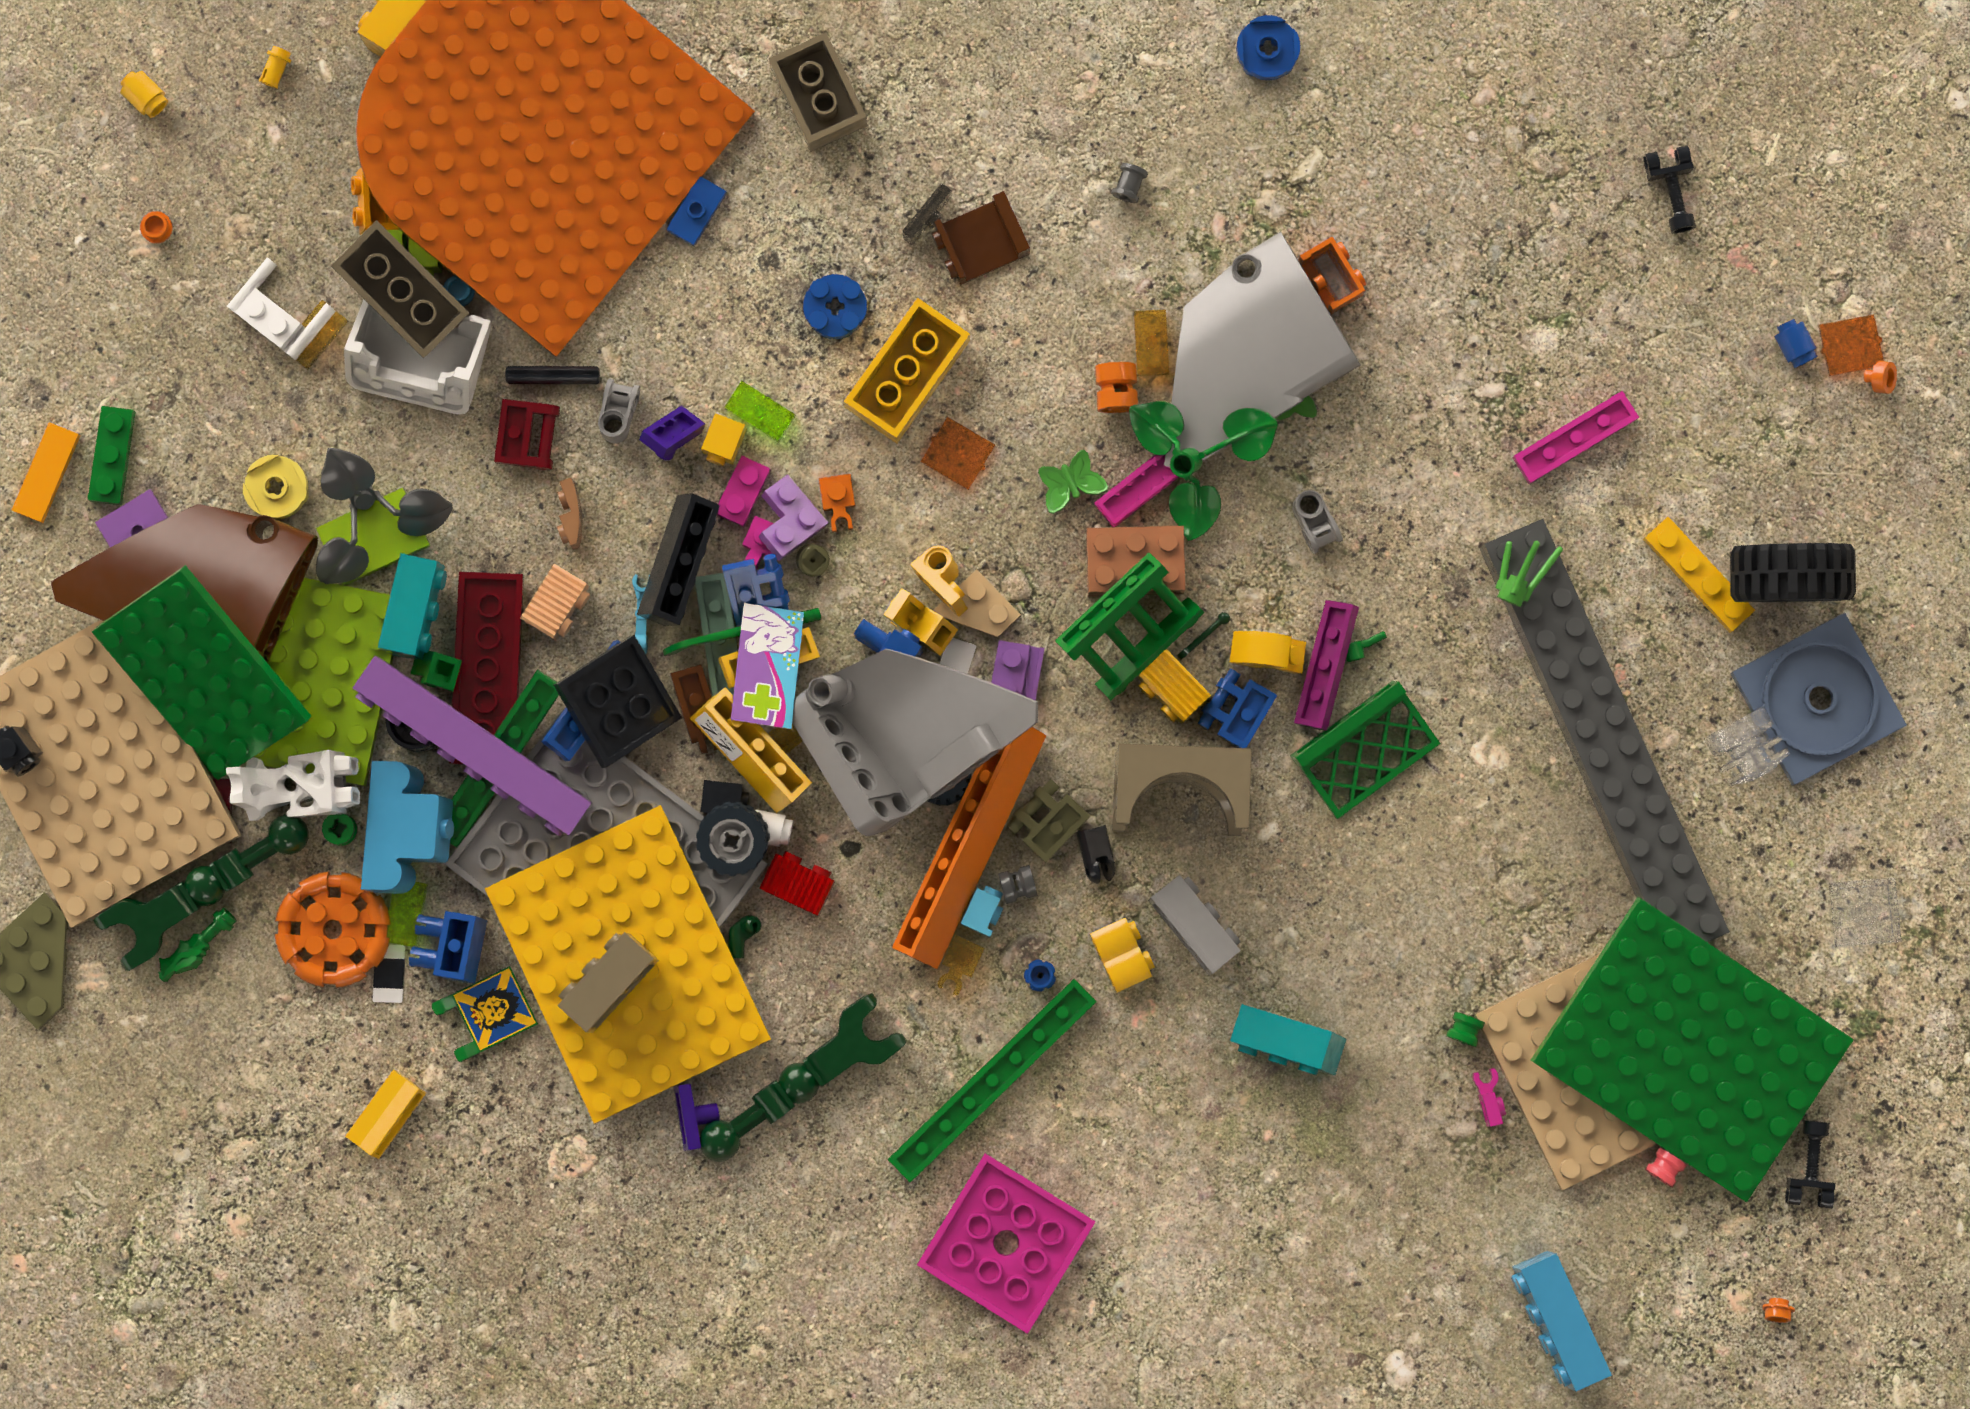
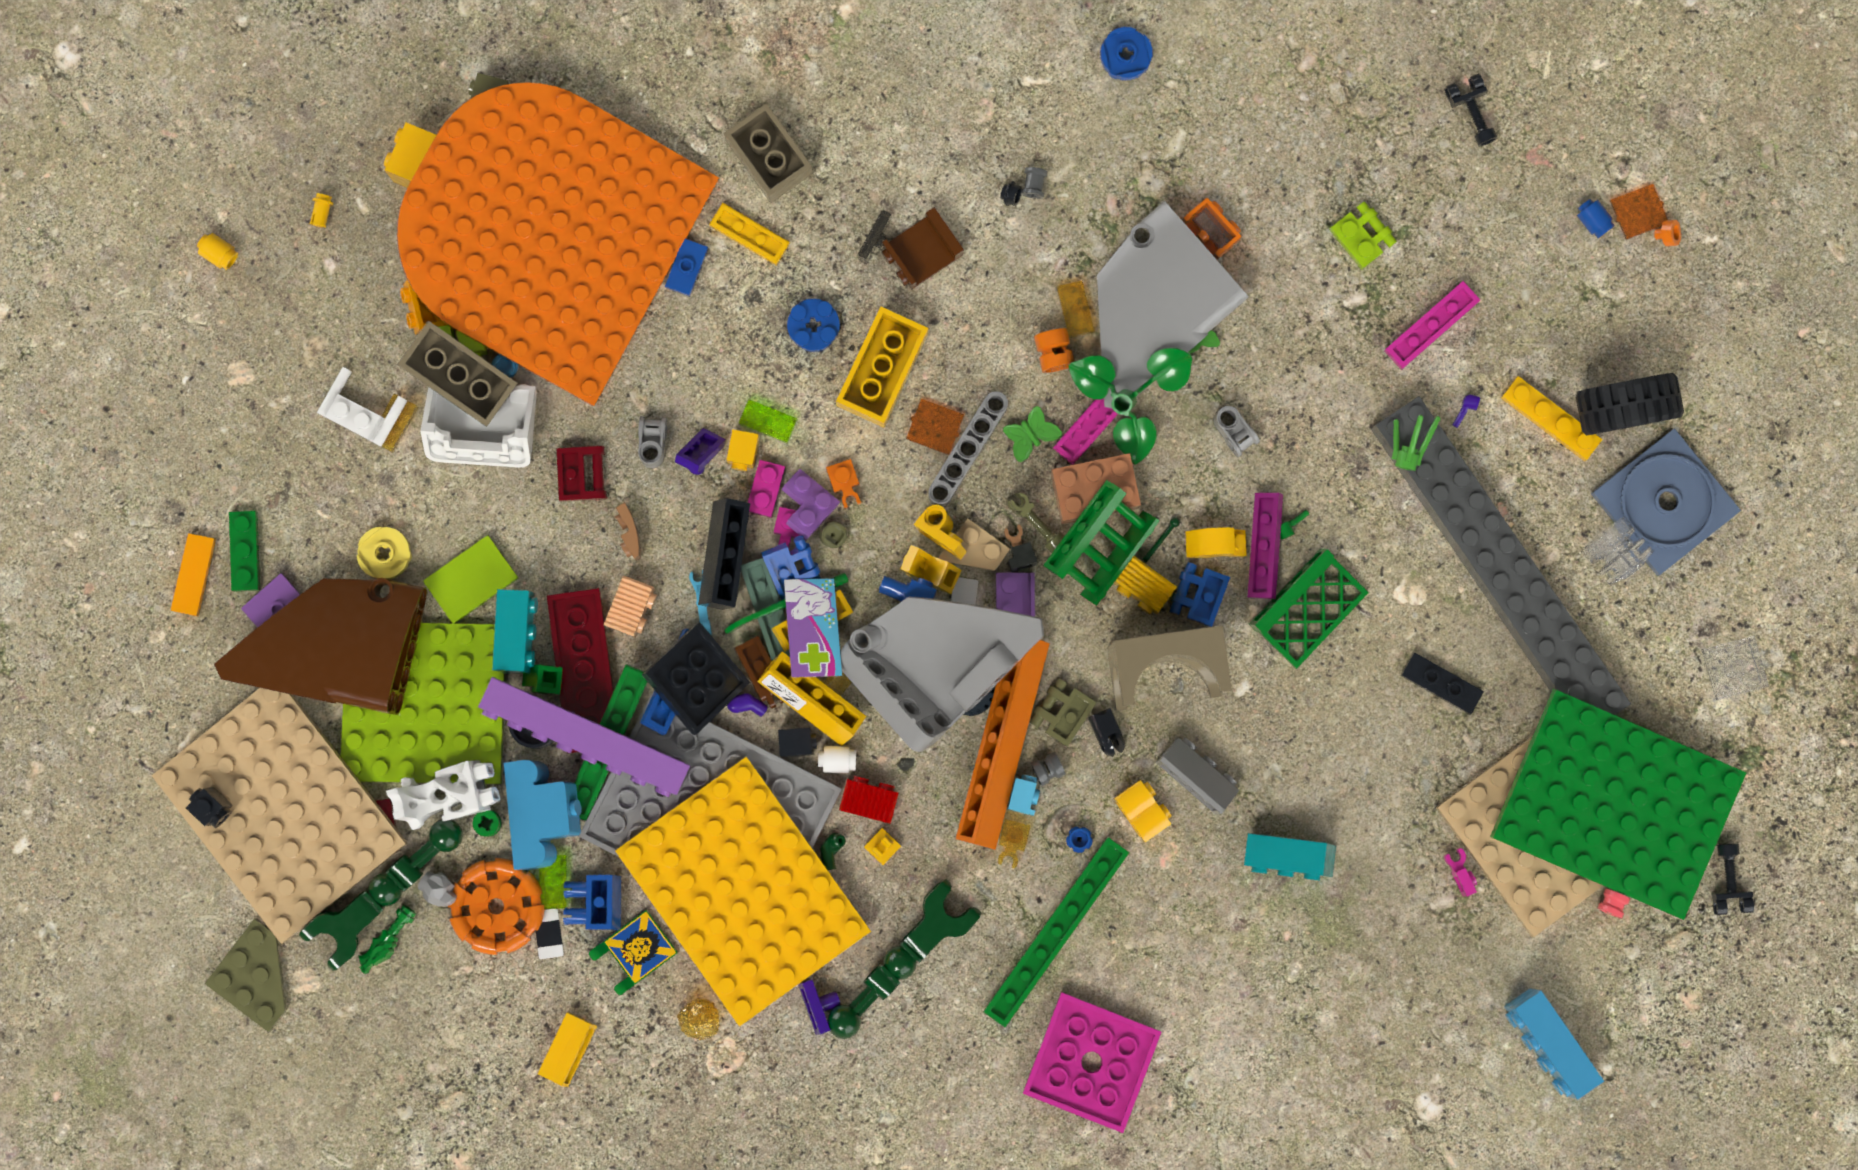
camera: 15 degrees left, 0 degrees up
(156, 227) = (247, 358): orange plate -> none
(201, 672) = (351, 716): green plate -> none
(266, 896) = (437, 889): none -> light grey rock
(352, 477) = (445, 535): dark grey plant -> none
(548, 1106) = (699, 1019): none -> clear yellow piece
(552, 375) = (593, 421): black axle -> none
(606, 981) = (729, 909): dark tan brick -> none
(673, 741) = (745, 703): none -> dark purple arm
(732, 820) = (810, 758): black wheel -> none
(778, 184) = (749, 234): none -> yellow tile
(804, 941) = (882, 846): none -> yellow tile
(998, 472) = (970, 436): none -> light grey beam
(1034, 622) = (1022, 553): none -> pearl dark grey piece
(1047, 572) = (1025, 510): none -> olive bar
(1099, 191) = (1011, 194): none -> black plate
(1465, 1029) = (1431, 820): green wheel -> none
(1505, 321) = (1356, 239): none -> lime plate
(1508, 868) = (1442, 683): none -> black plate
(1603, 537) = (1469, 402): none -> dark purple hand
(1778, 1310) = (1725, 1003): orange plate -> none

